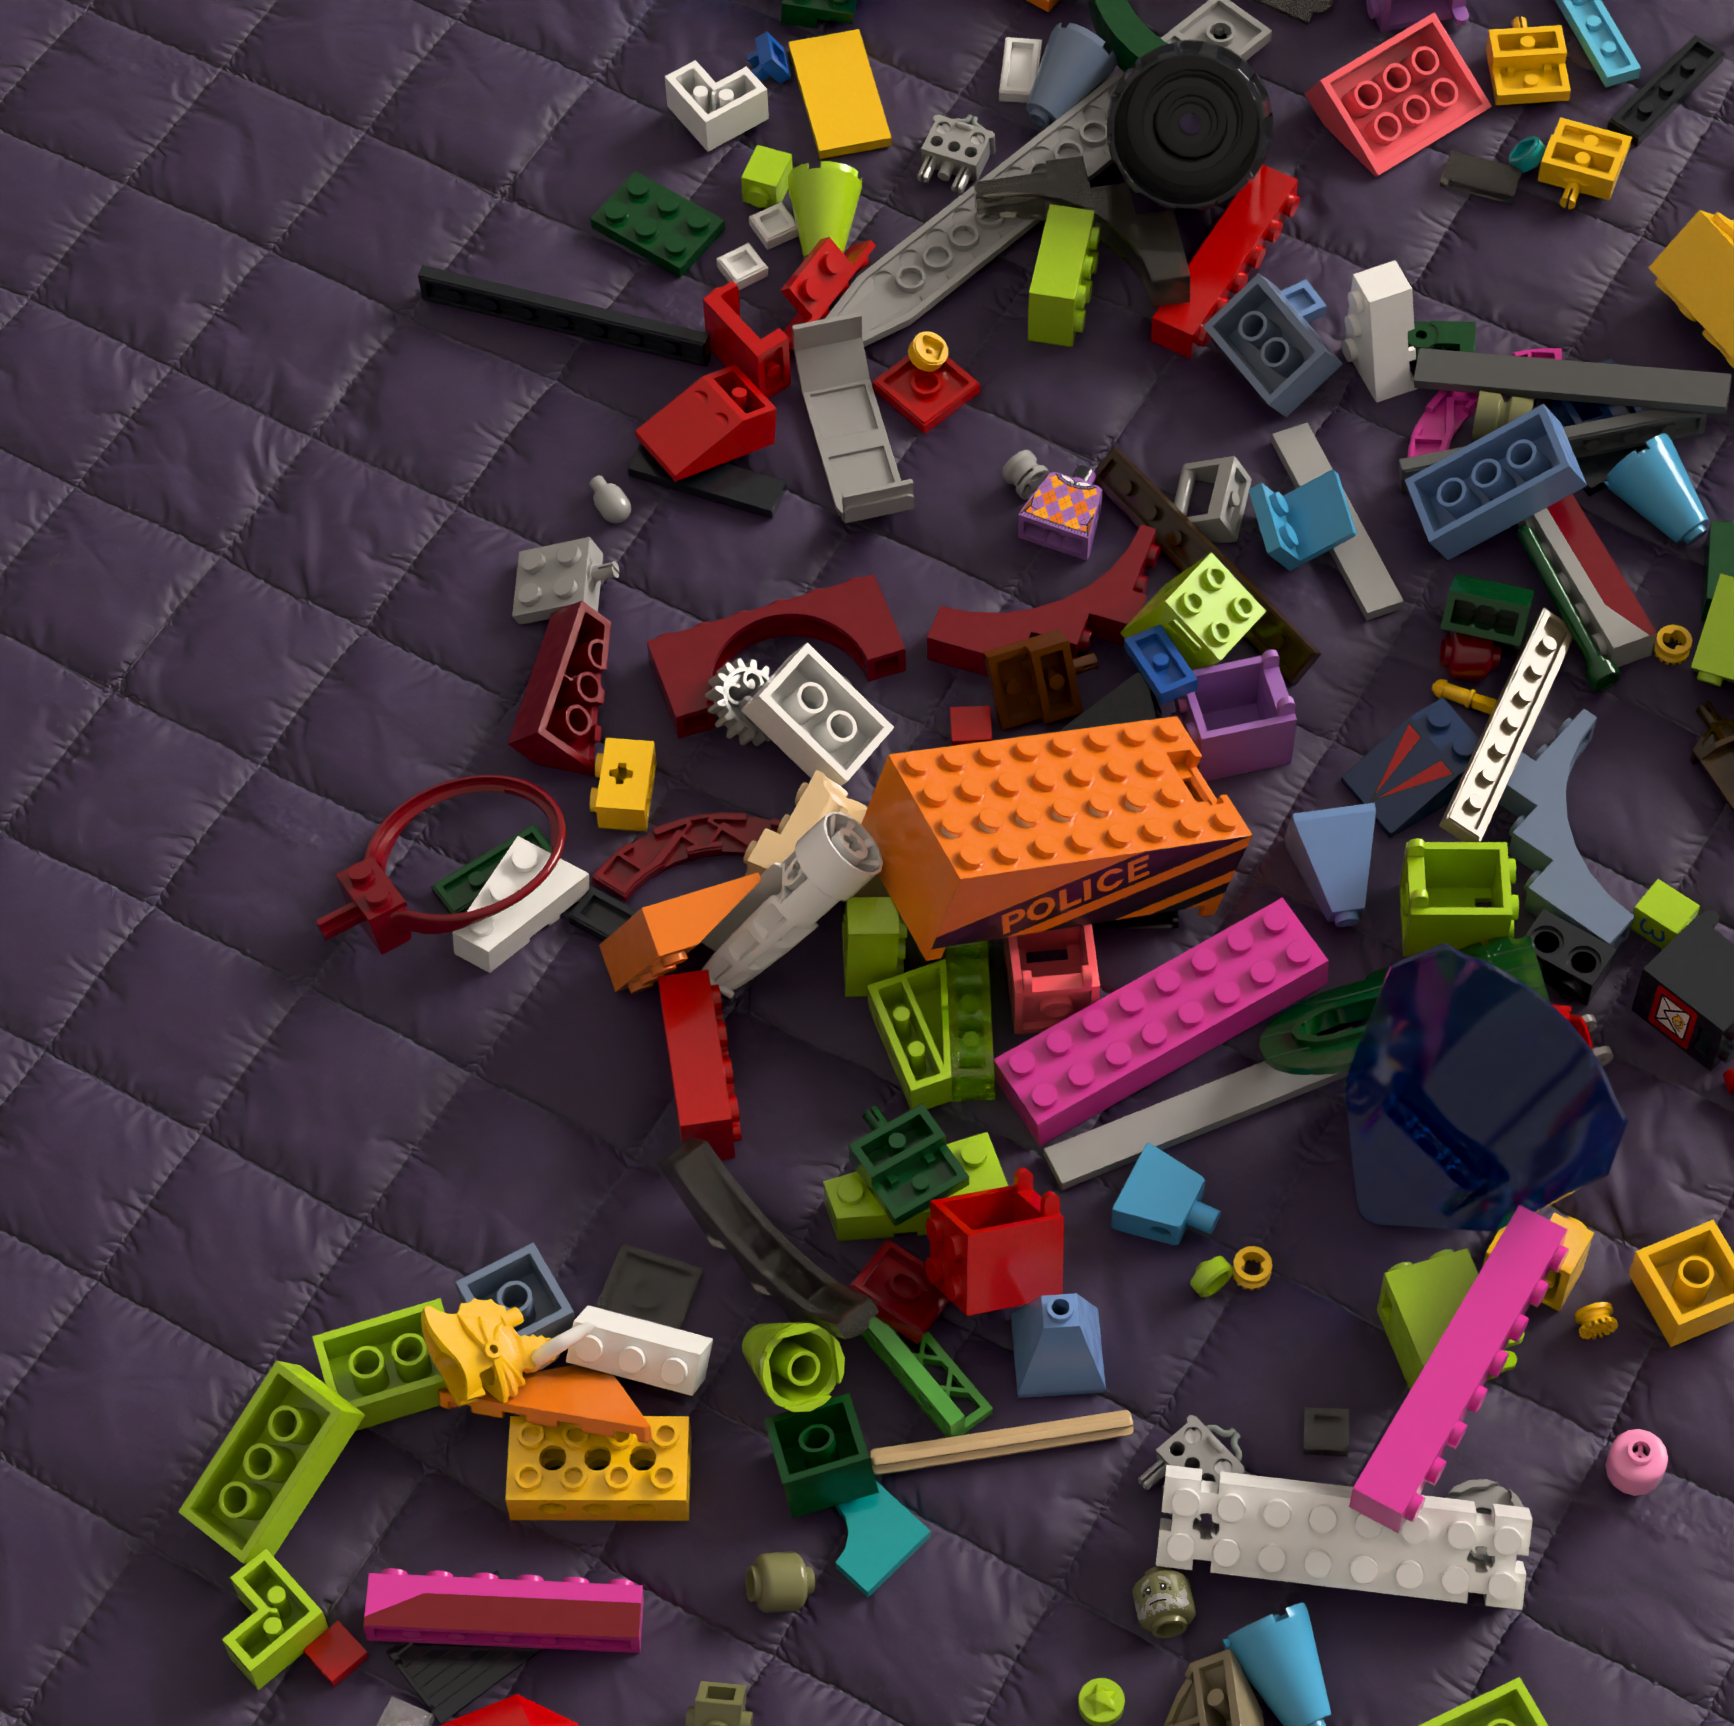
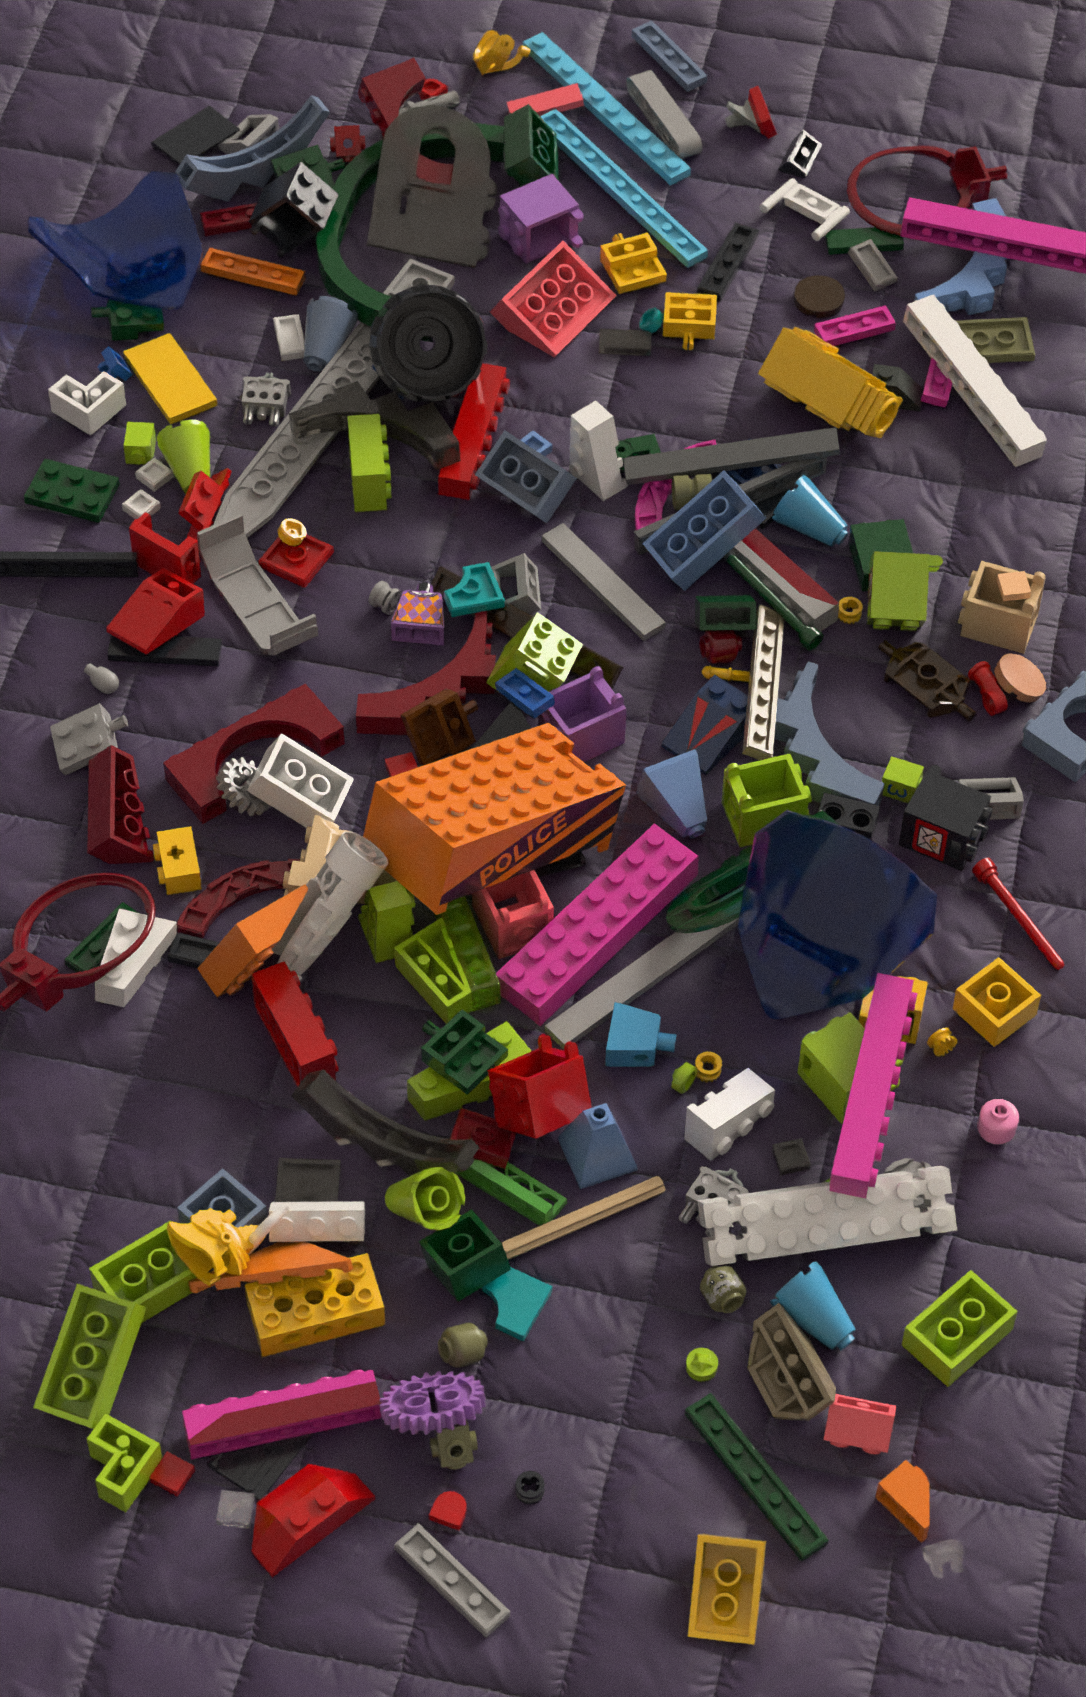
camera: 20 degrees left, 5 degrees down
(673, 1655) = (410, 1407): none -> medium lavender gear
(1148, 498) = (475, 592): none -> teal tile
(1256, 1347) = (728, 1114): none -> white wedge
(1303, 520) = (584, 583): dark azure bracket -> none

